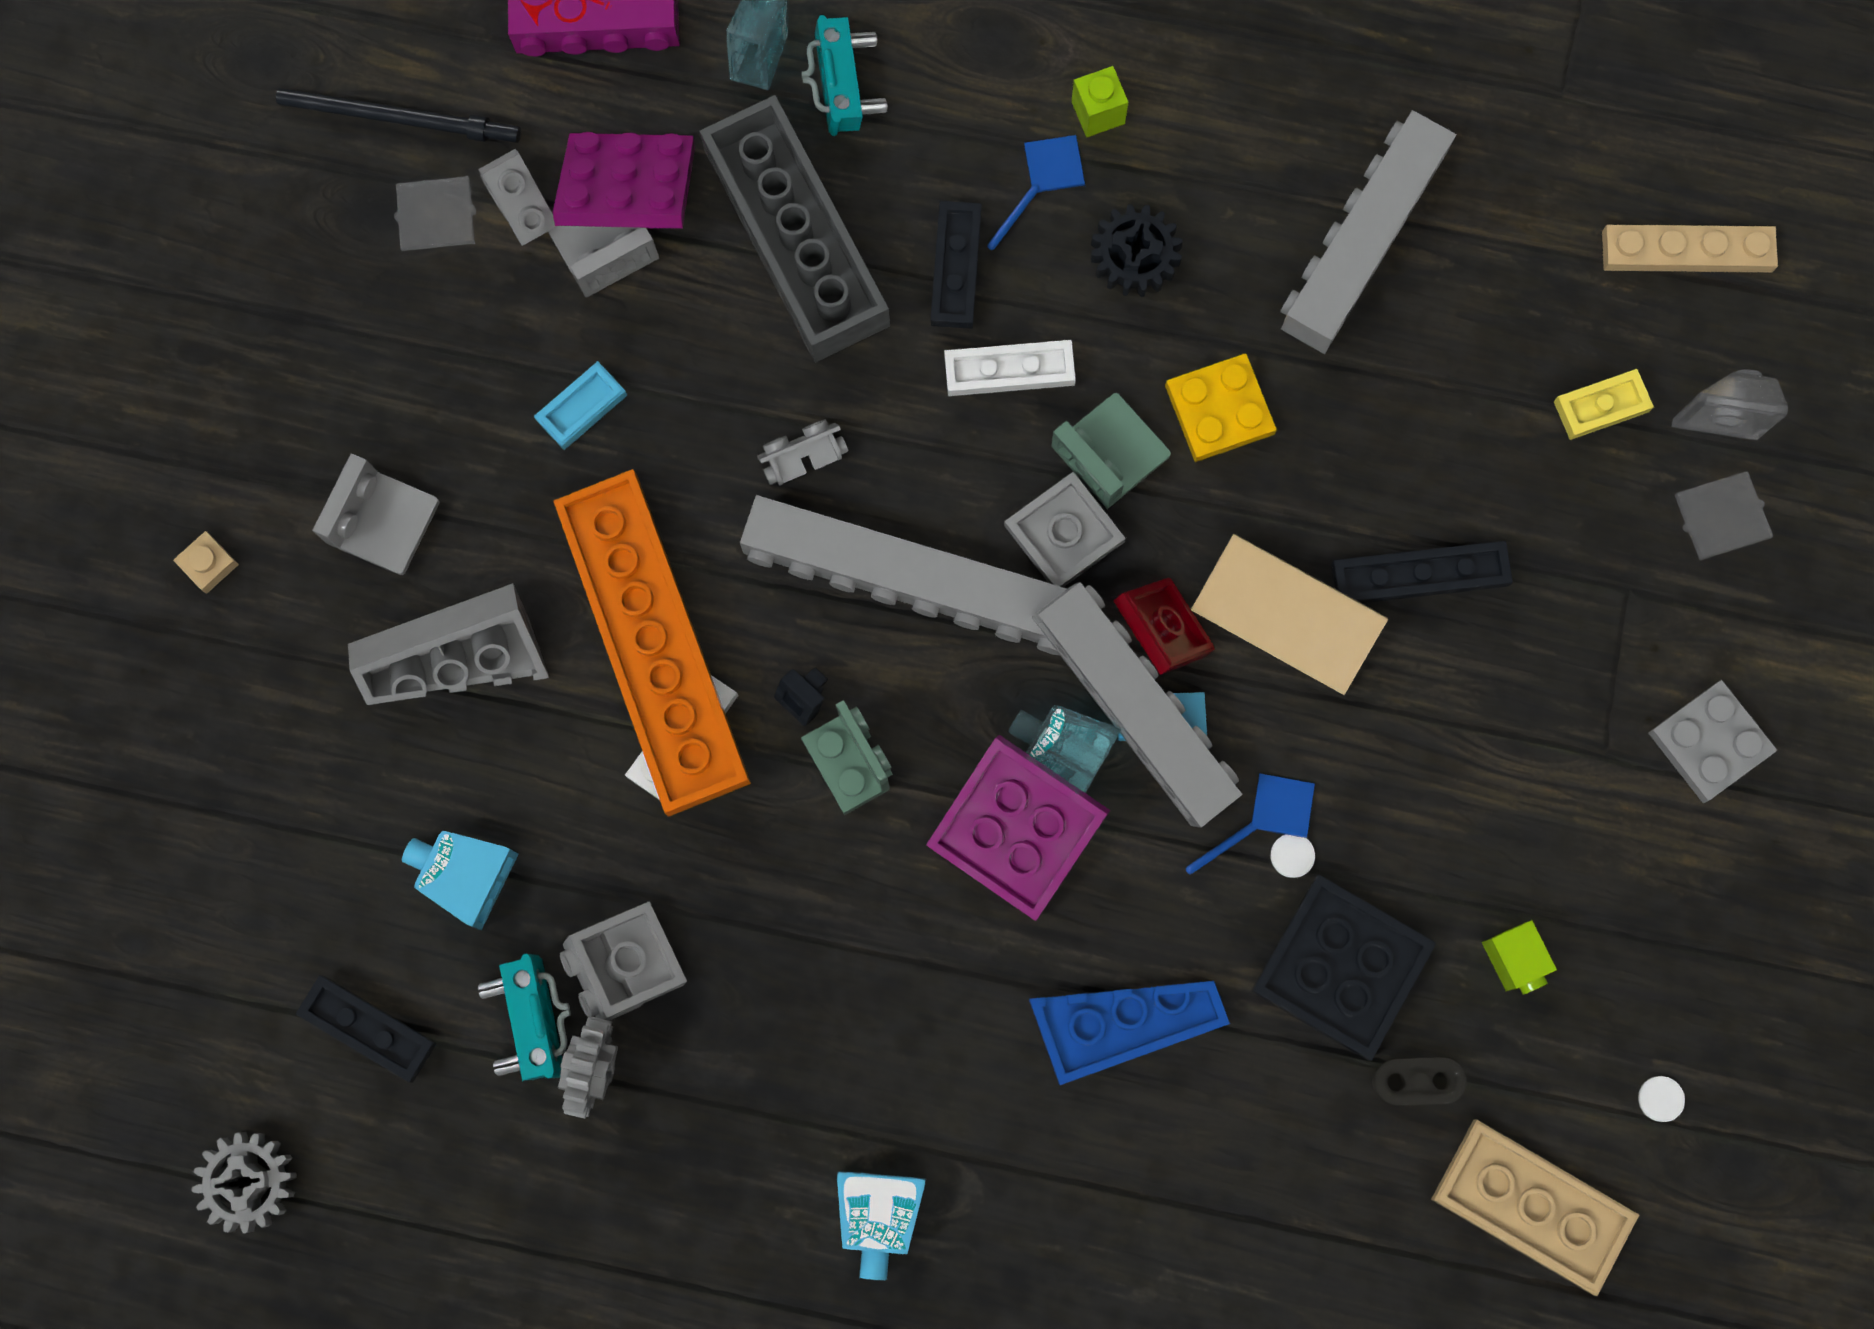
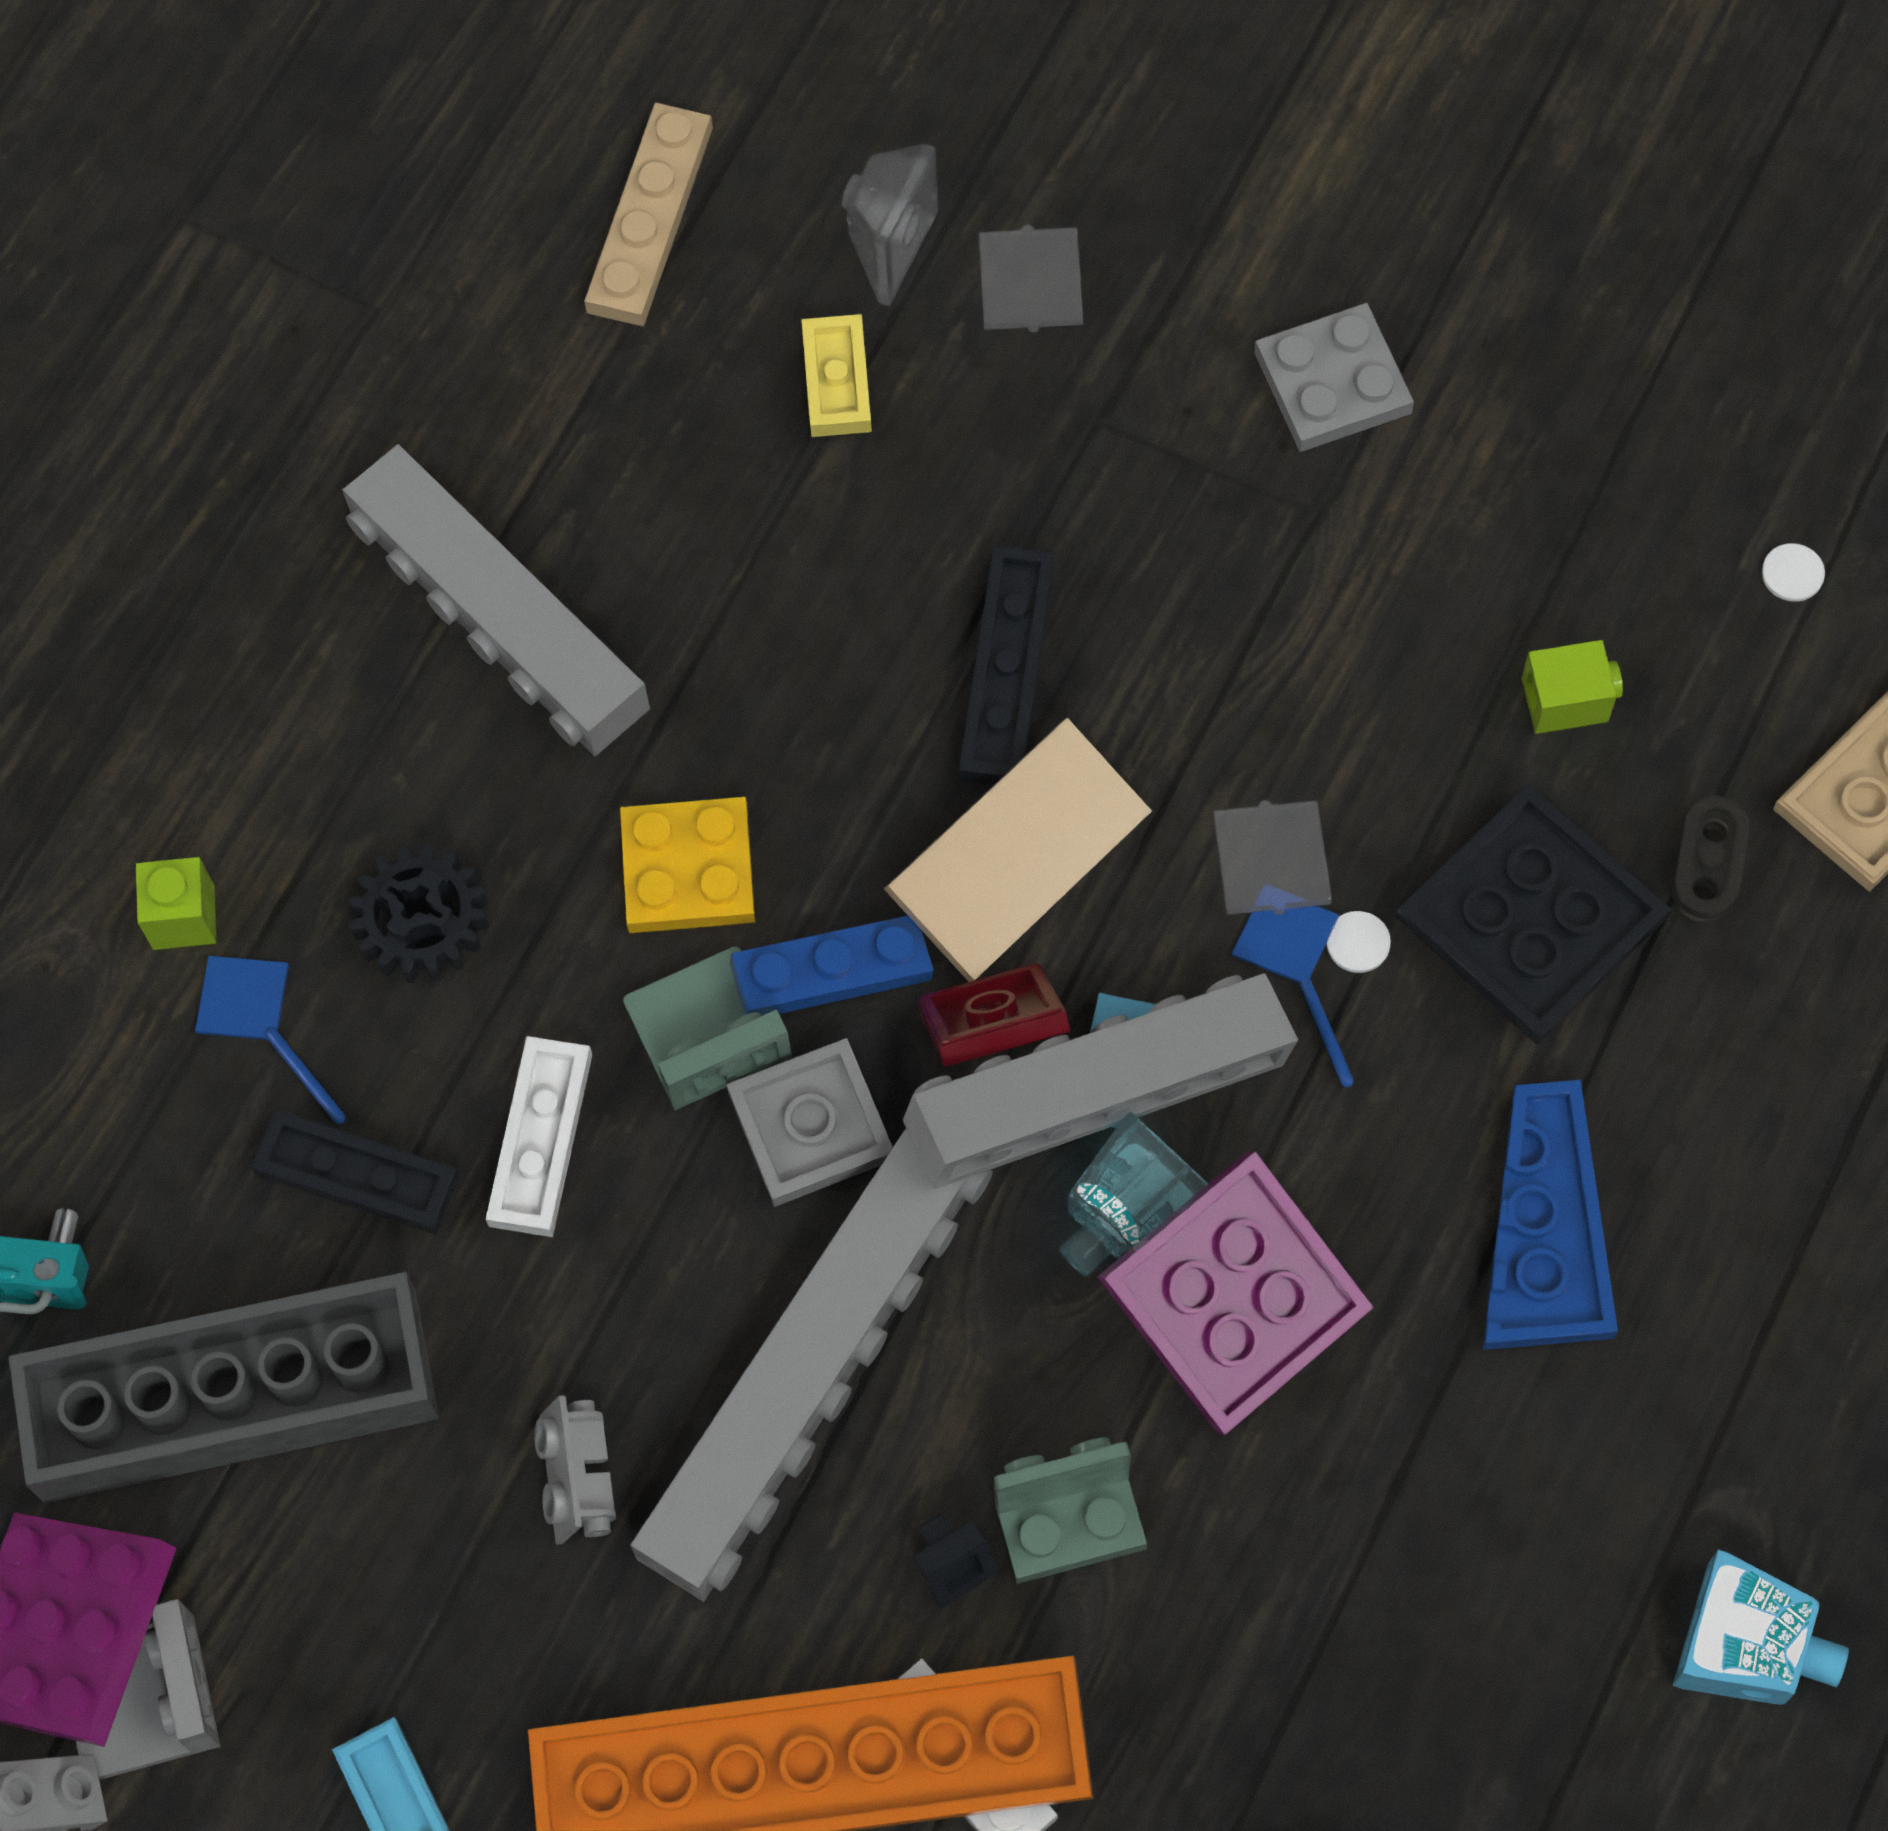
camera: 75 degrees left, 10 degrees down
(1173, 515) = (831, 966): none -> blue plate
(1335, 783) = (1272, 857): none -> clear piece

